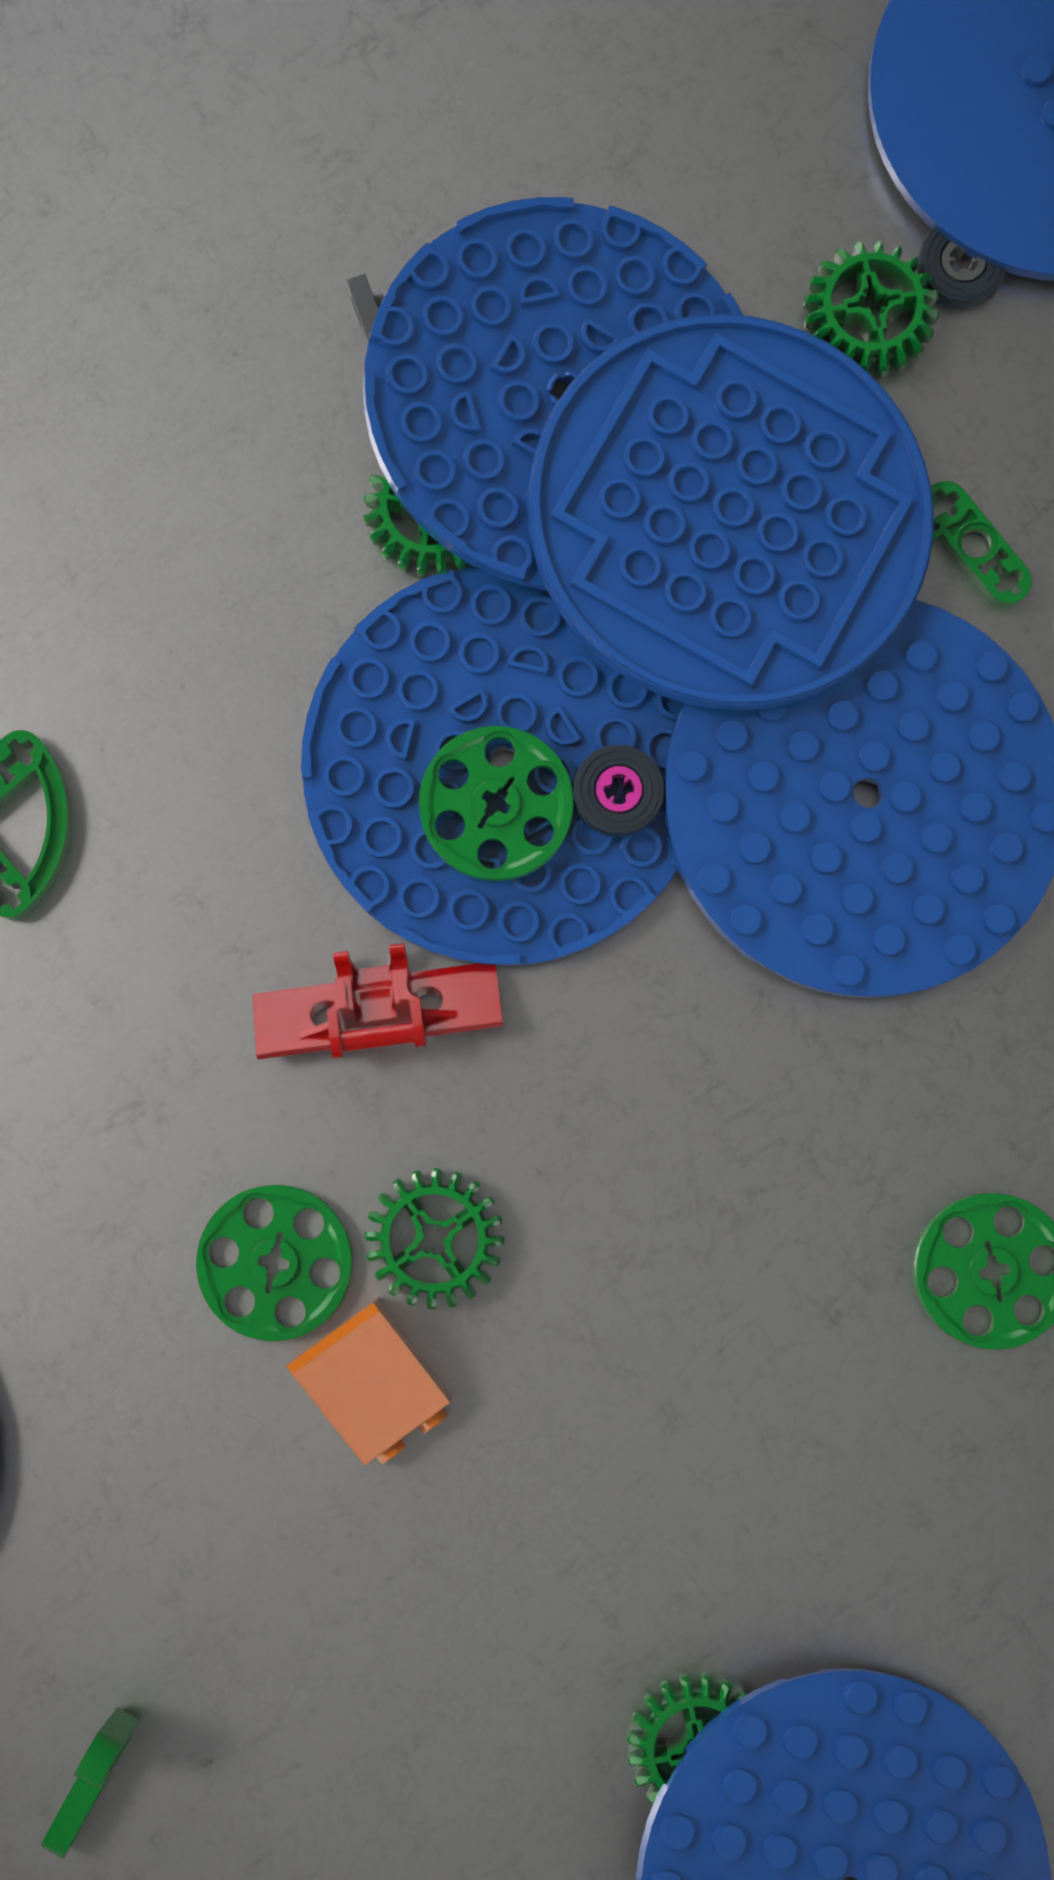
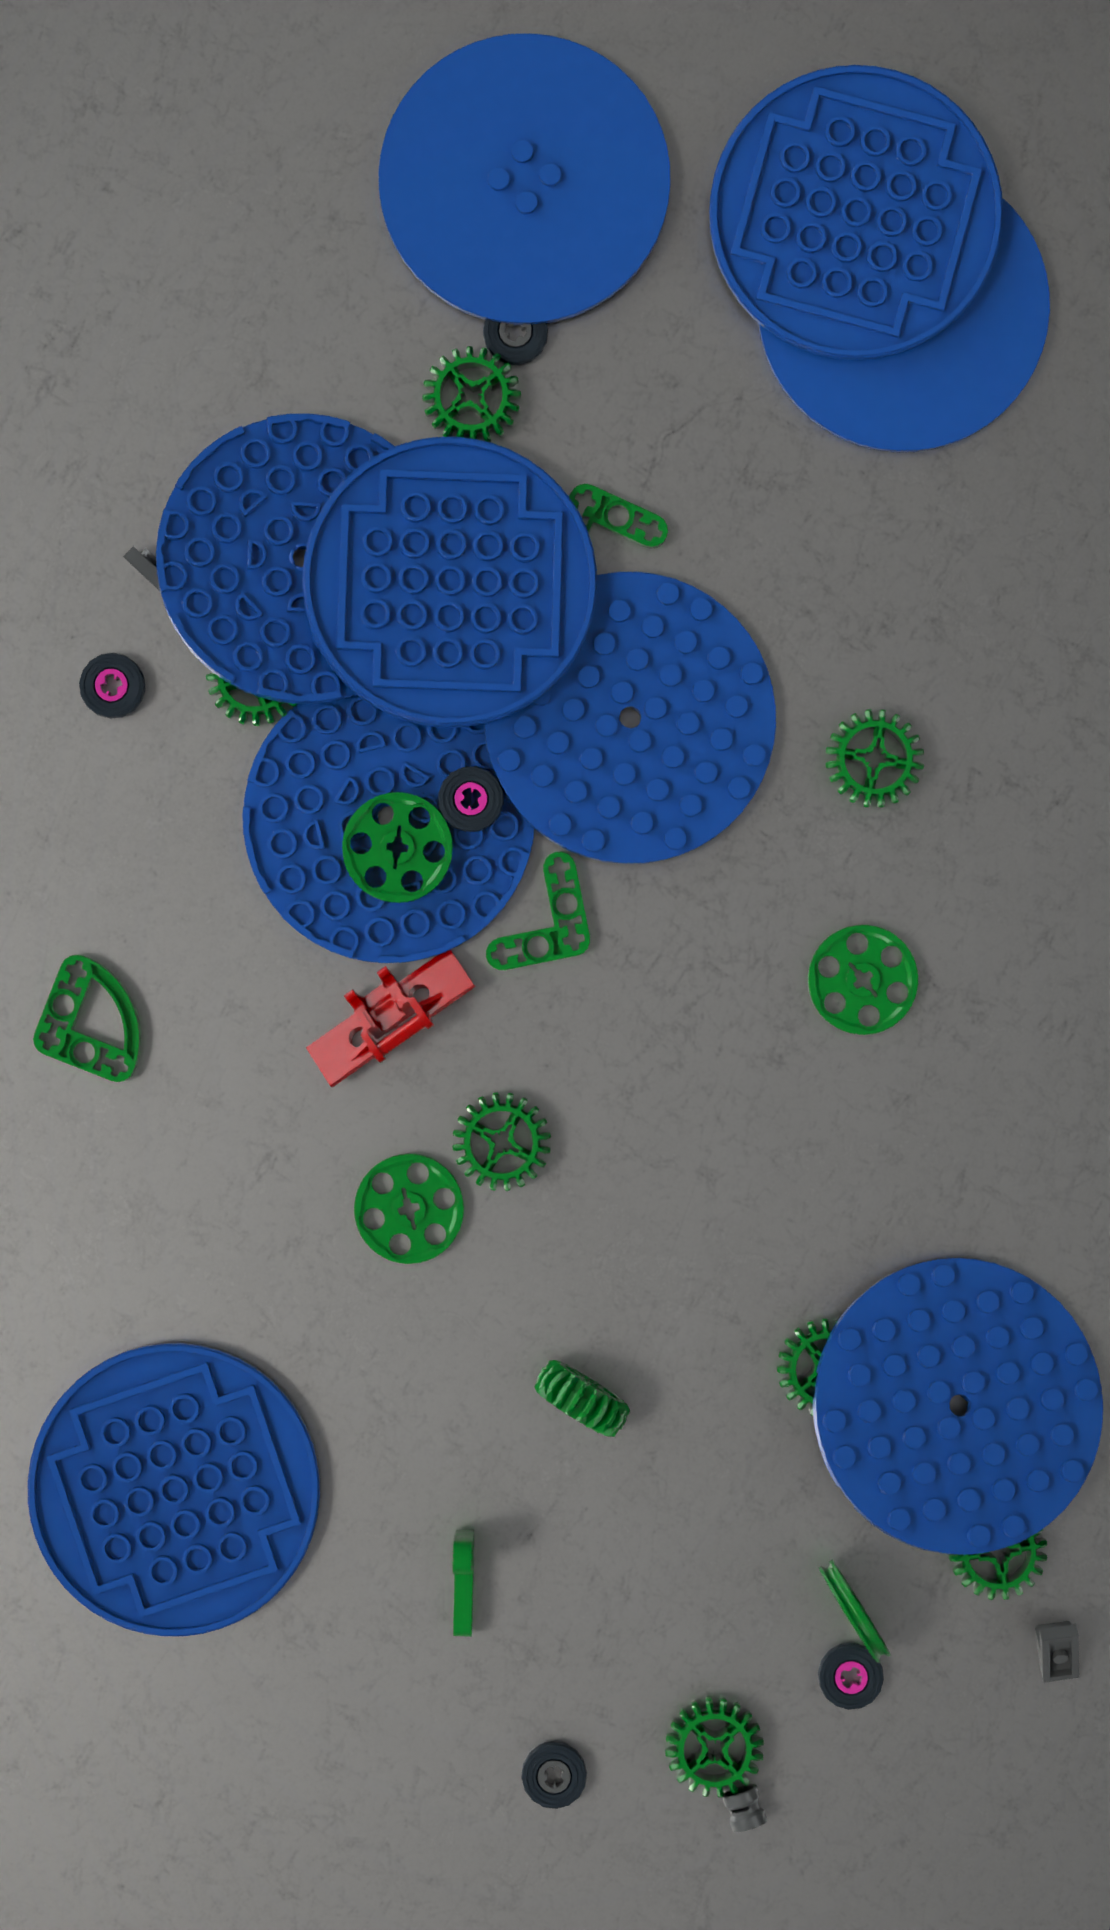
camera: 30 degrees left, 5 degrees up
(235, 413) = (95, 677): none -> black bush
(365, 1624) = (582, 1398): none -> green gear
(372, 1384) = (510, 1251): orange slope -> none
(634, 1014) = (555, 934): none -> green beam

